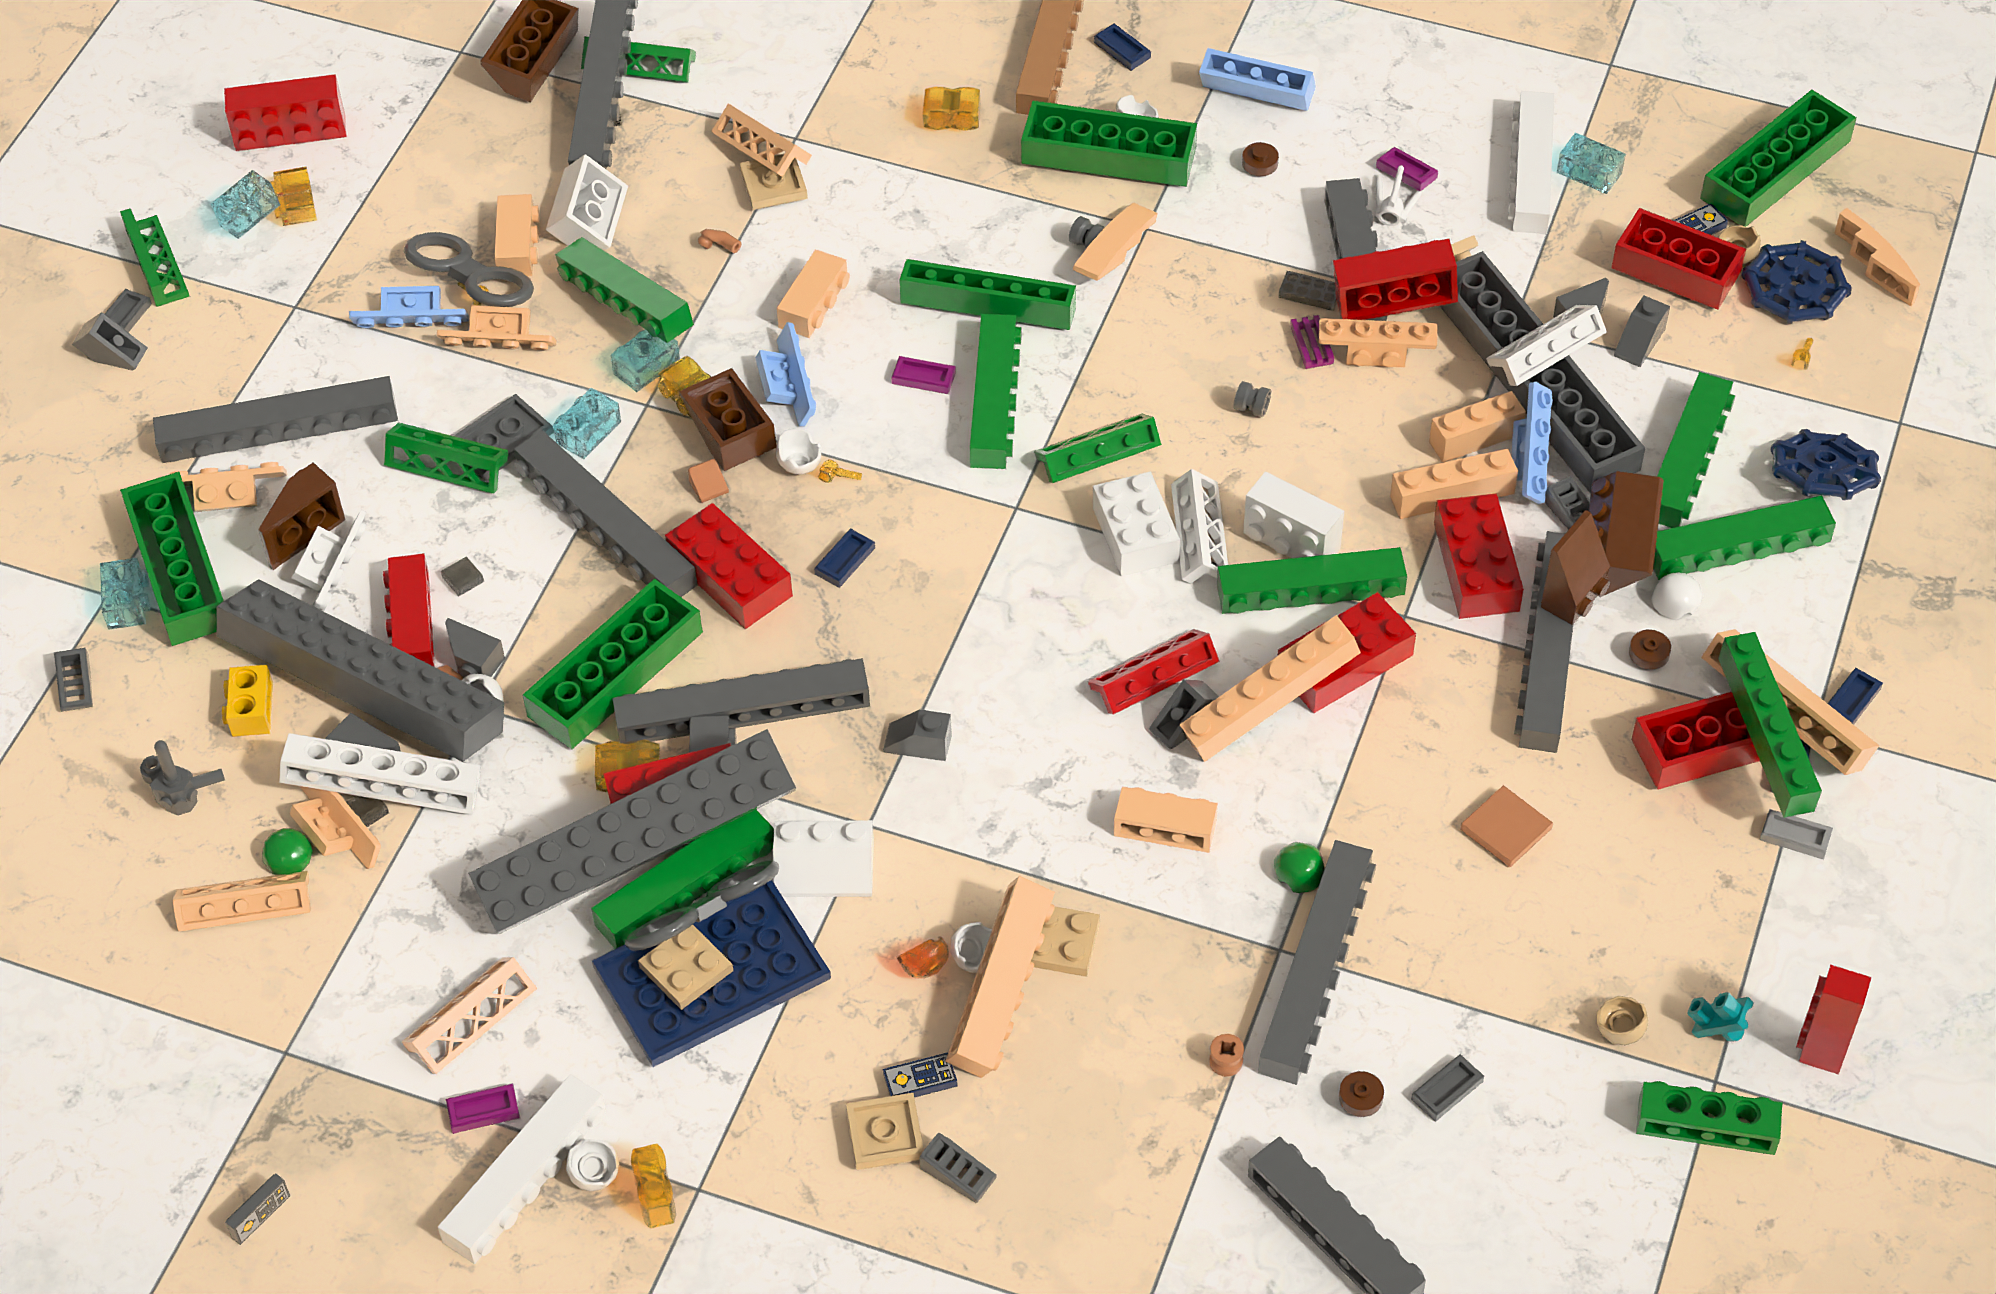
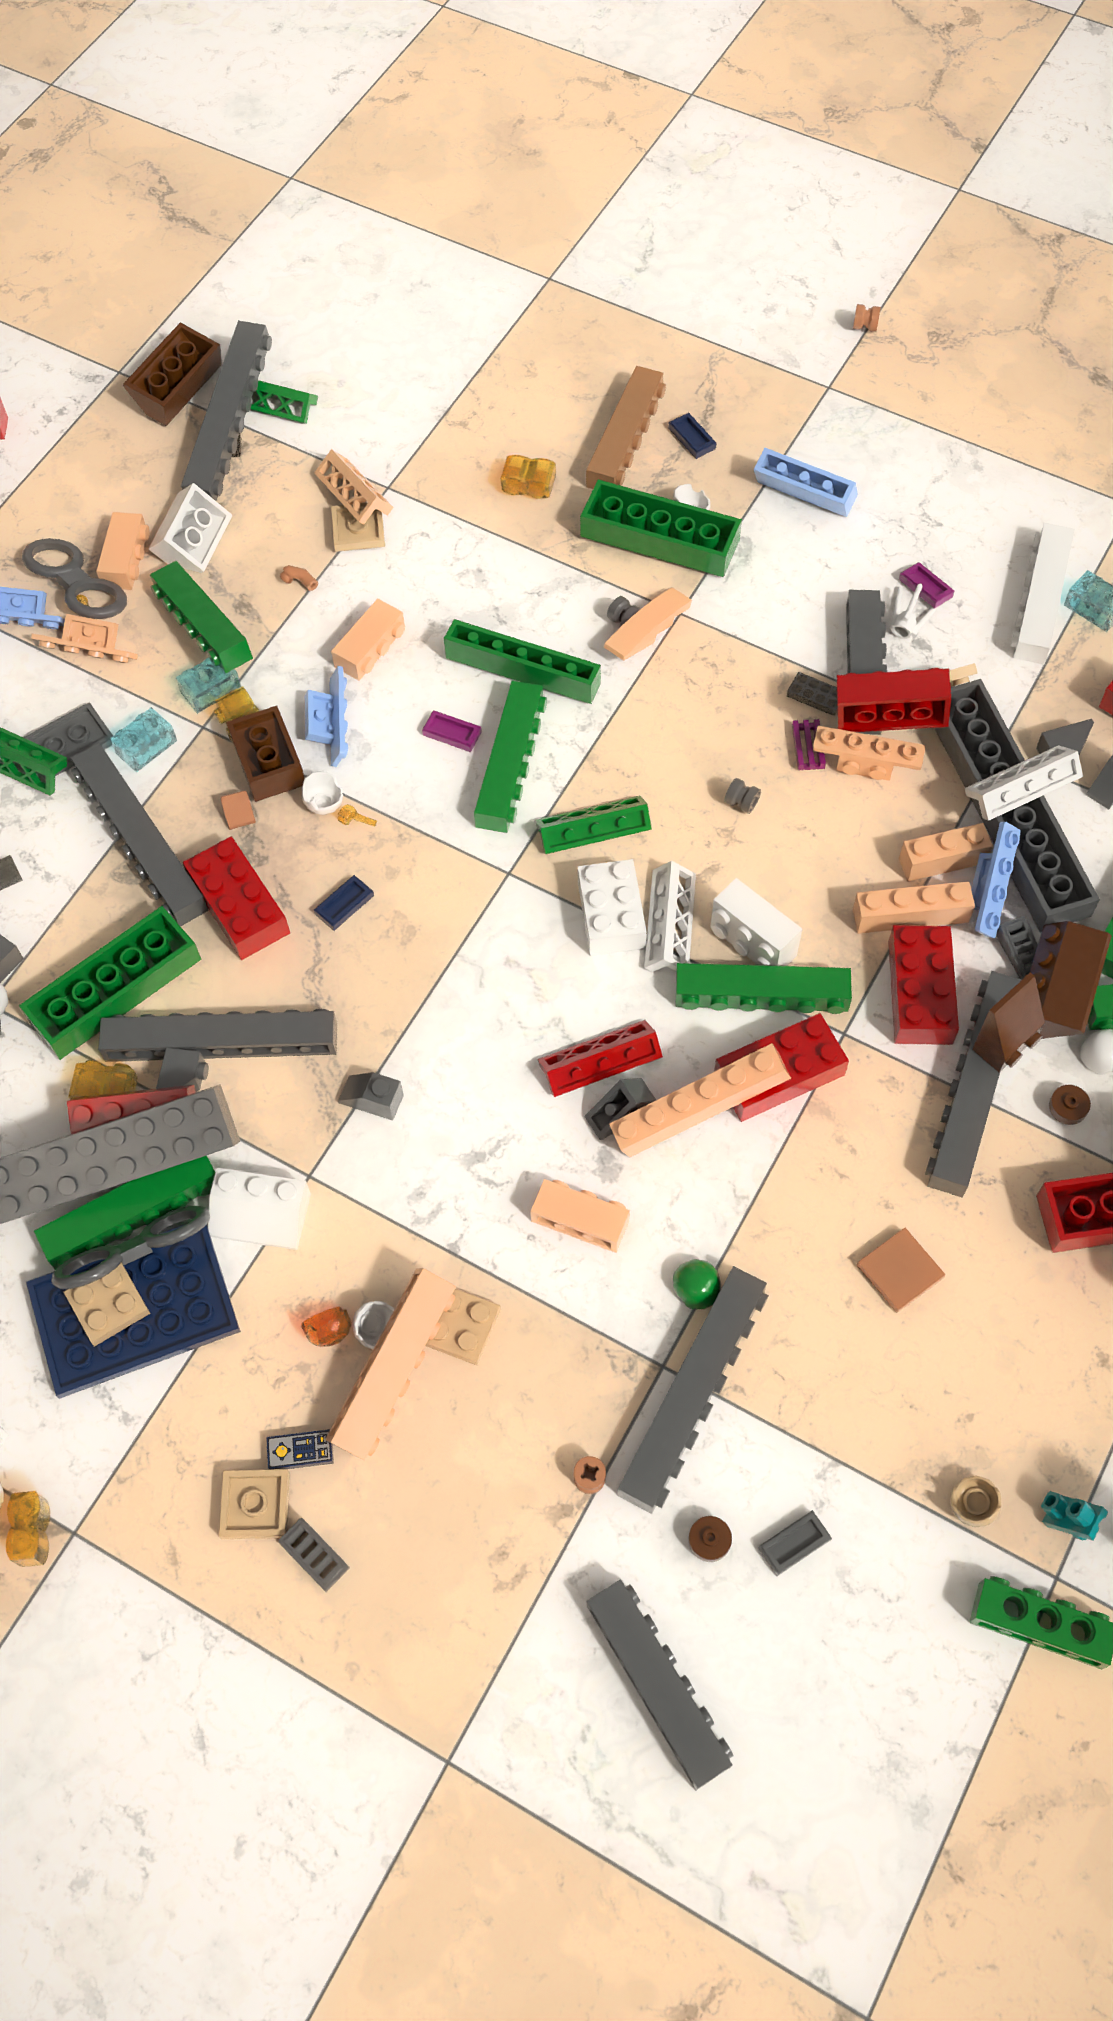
camera: 10 degrees right, 10 degrees up
(1260, 159) = (794, 559): reddish brown wheel -> none

